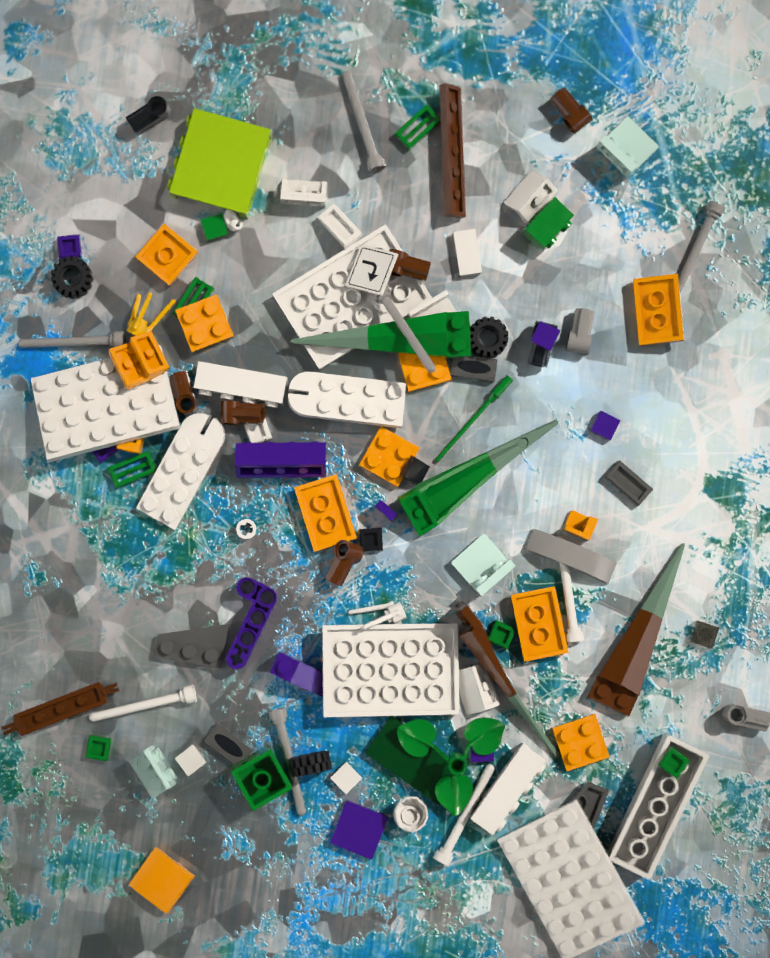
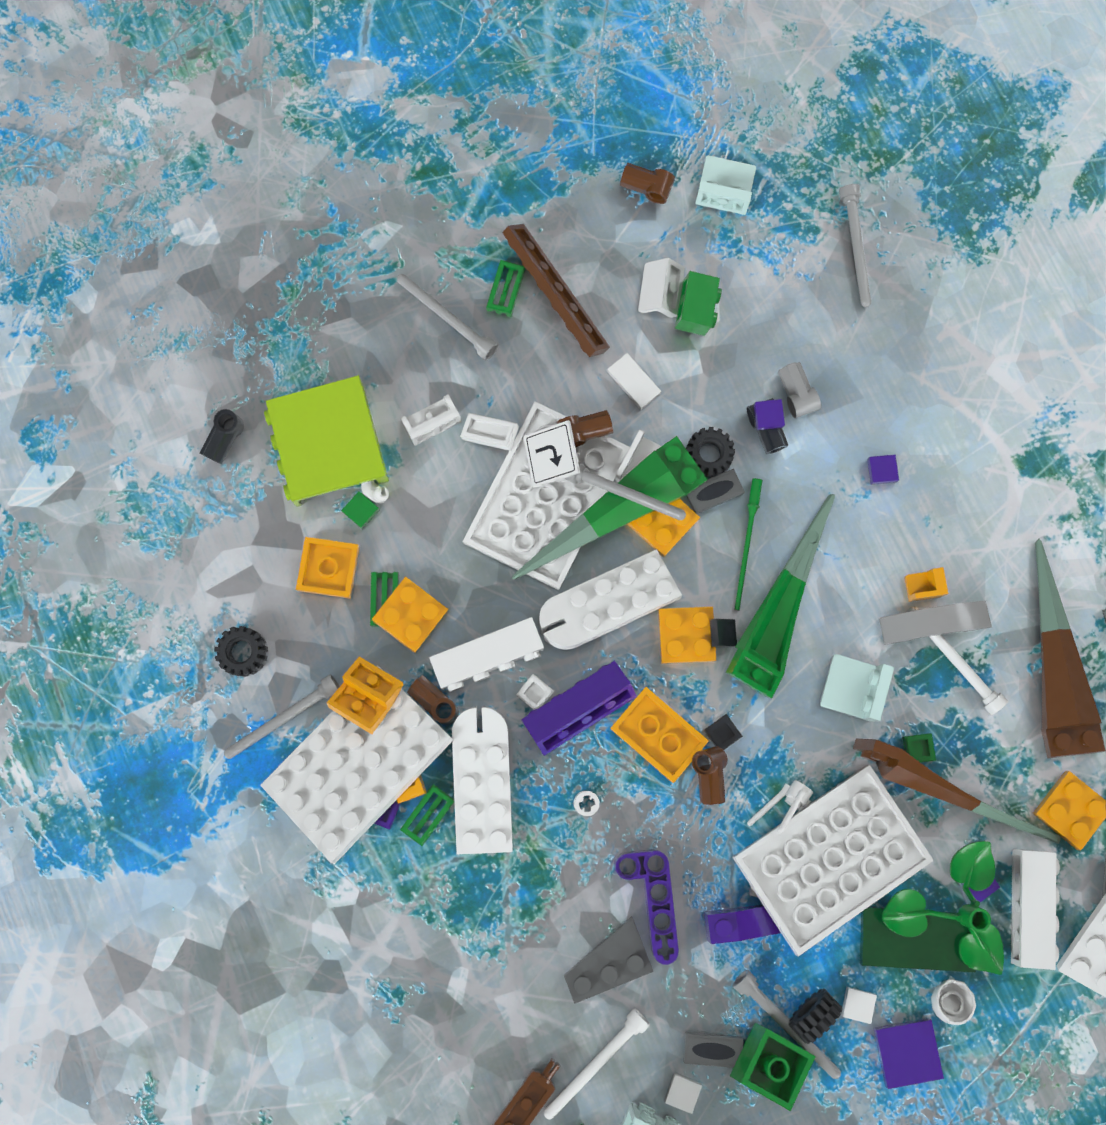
camera: 30 degrees left, 5 degrees down
(69, 246) = (219, 620): dark purple tile -> none
(137, 324) = (341, 658): yellow plant -> none
(236, 412) = (502, 686): reddish brown piece -> none
(386, 510) = (720, 693): dark purple tile -> none
(445, 853) = (1014, 1020): white piece -> none
(477, 689) = (934, 822): white panel -> none
(539, 623) = (951, 712): light orange plate -> none
(628, 483) = (944, 512): dark grey tile -> none
(658, 309) = (861, 322): light orange plate -> none

